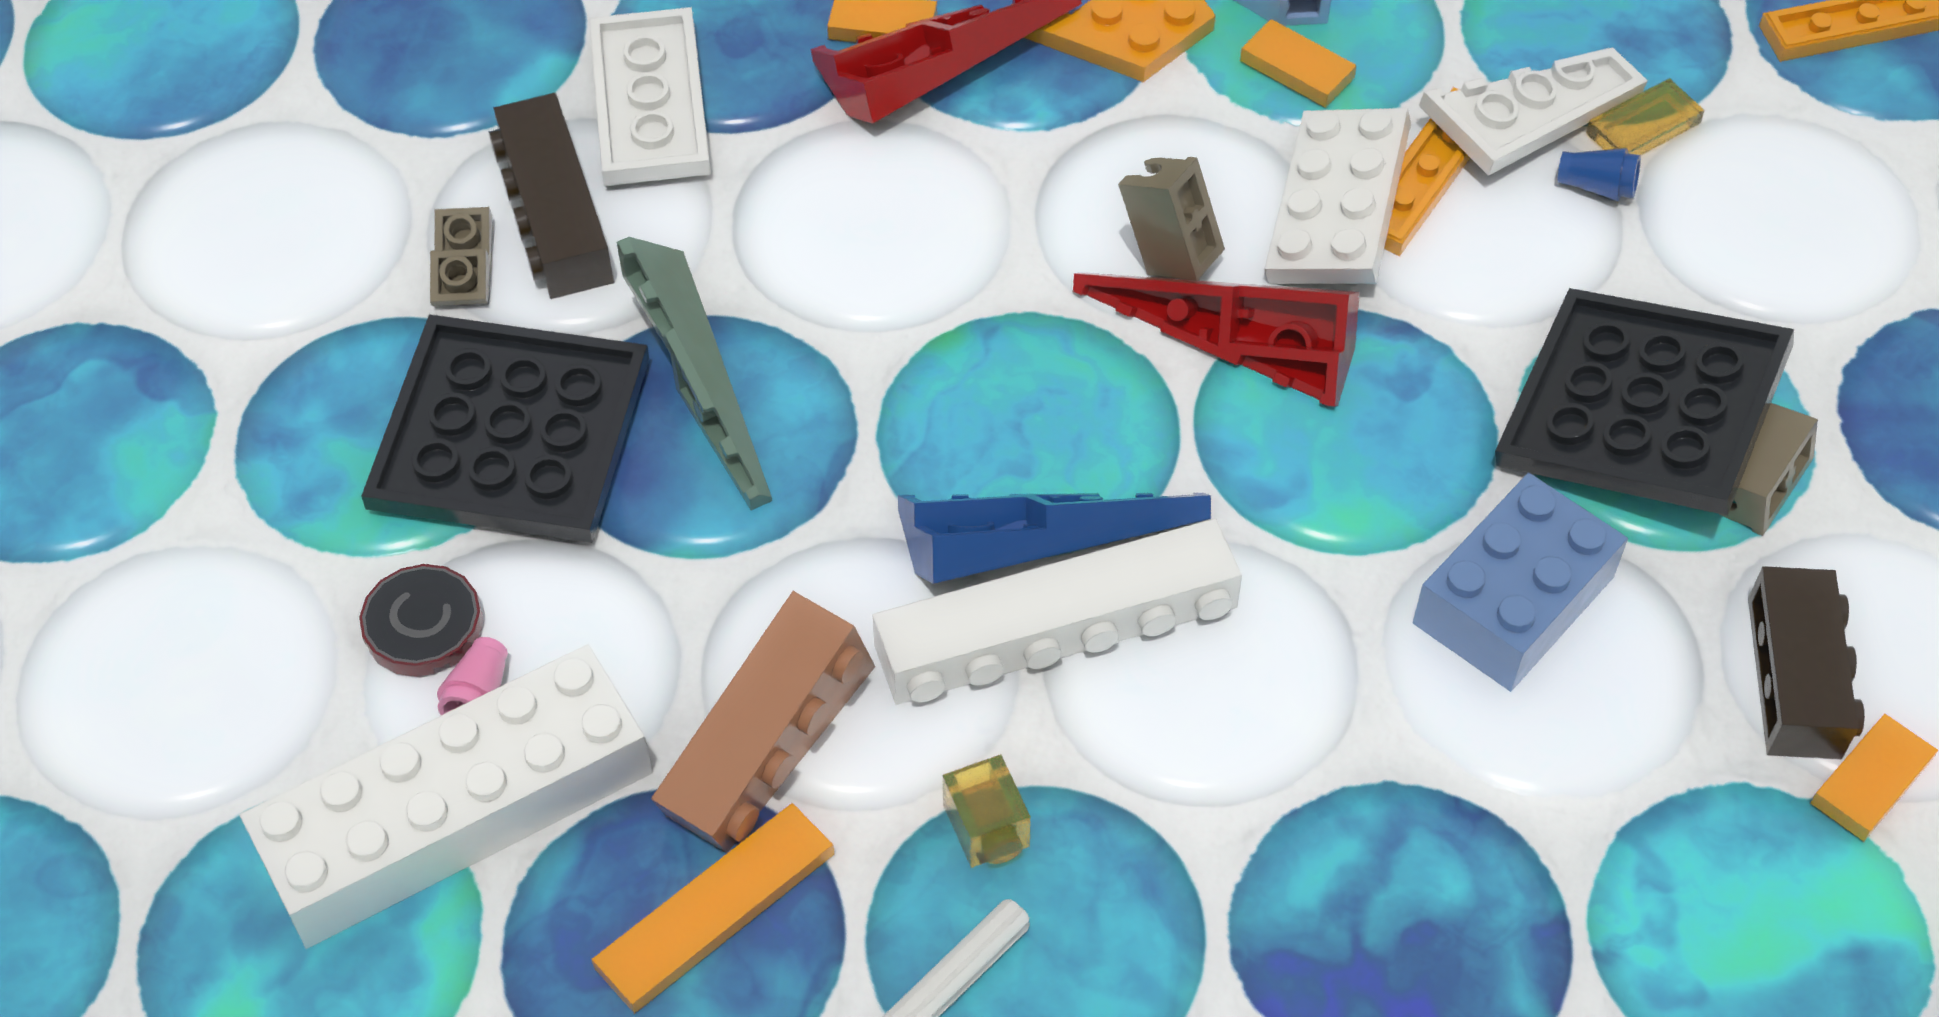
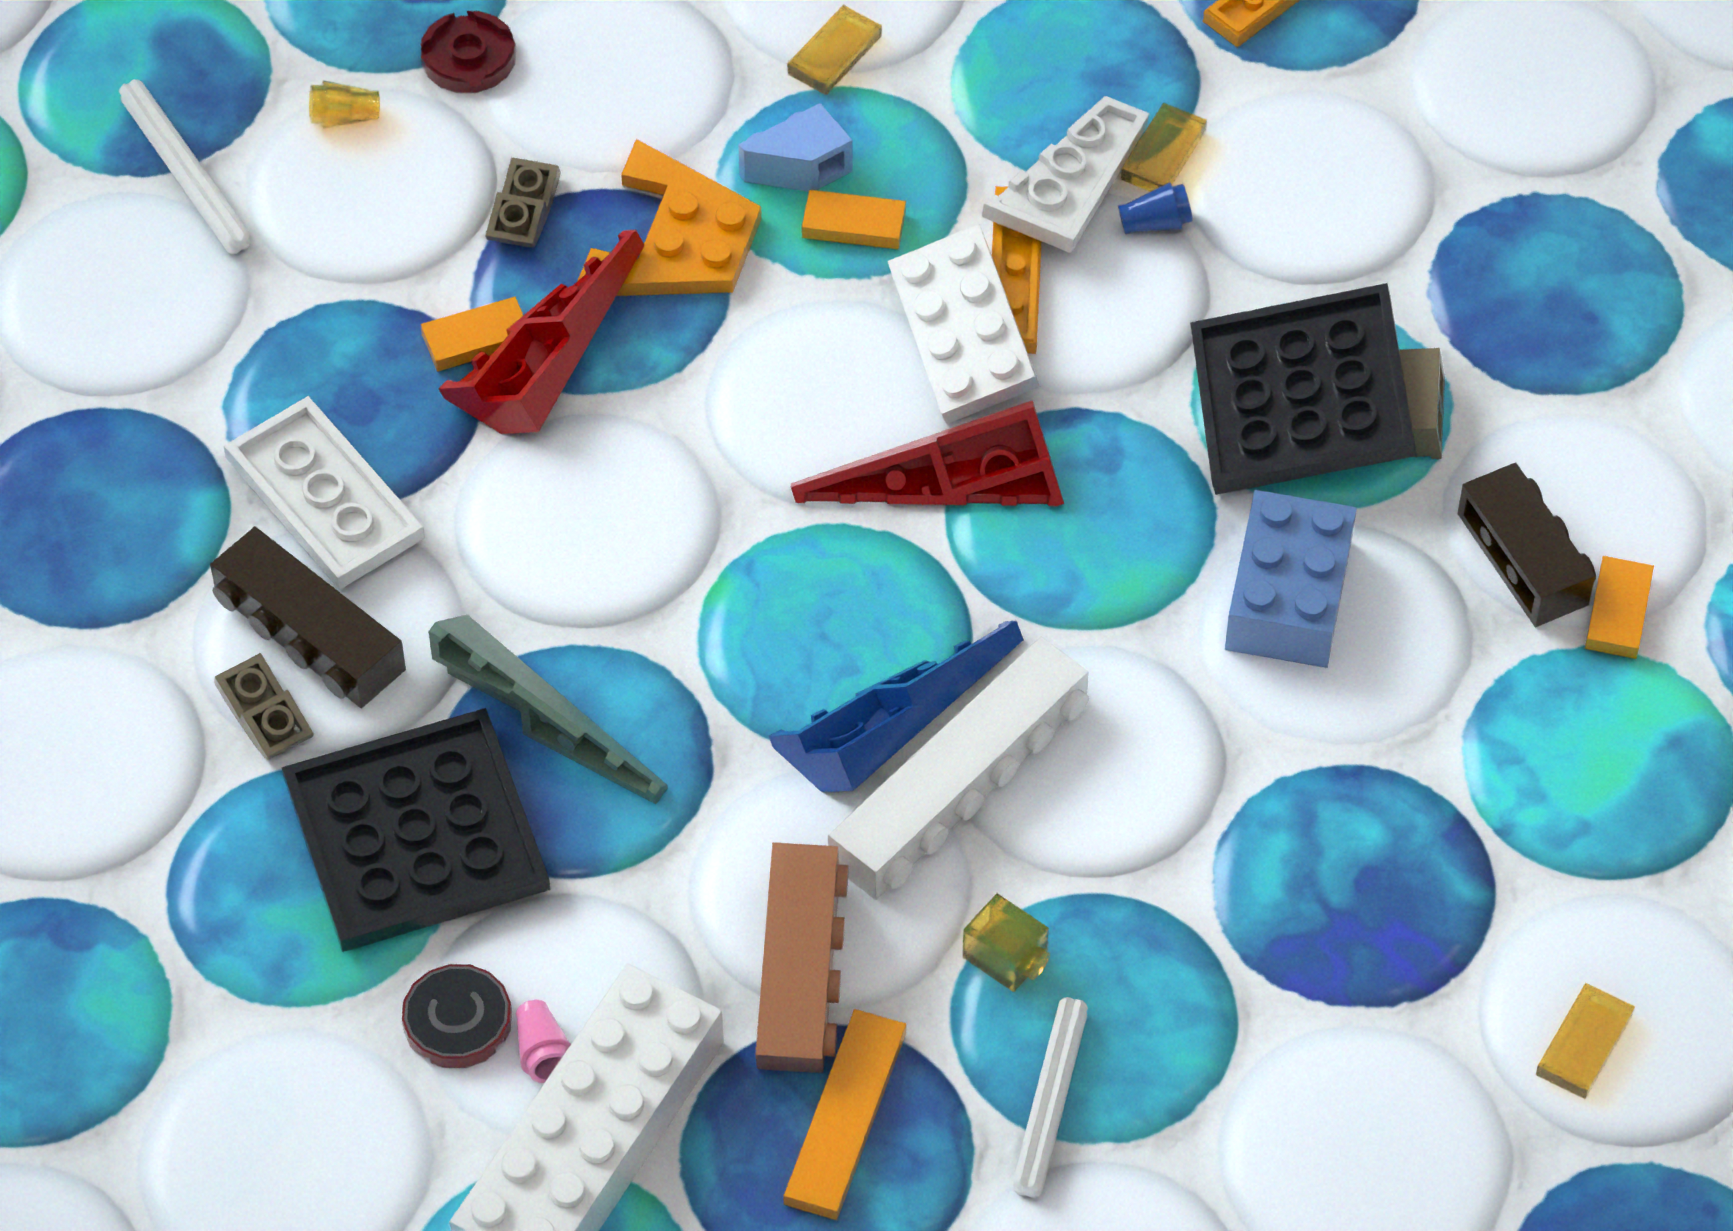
camera: 30 degrees left, 0 degrees up
(1172, 218) = (853, 405): dark tan hinge -> none

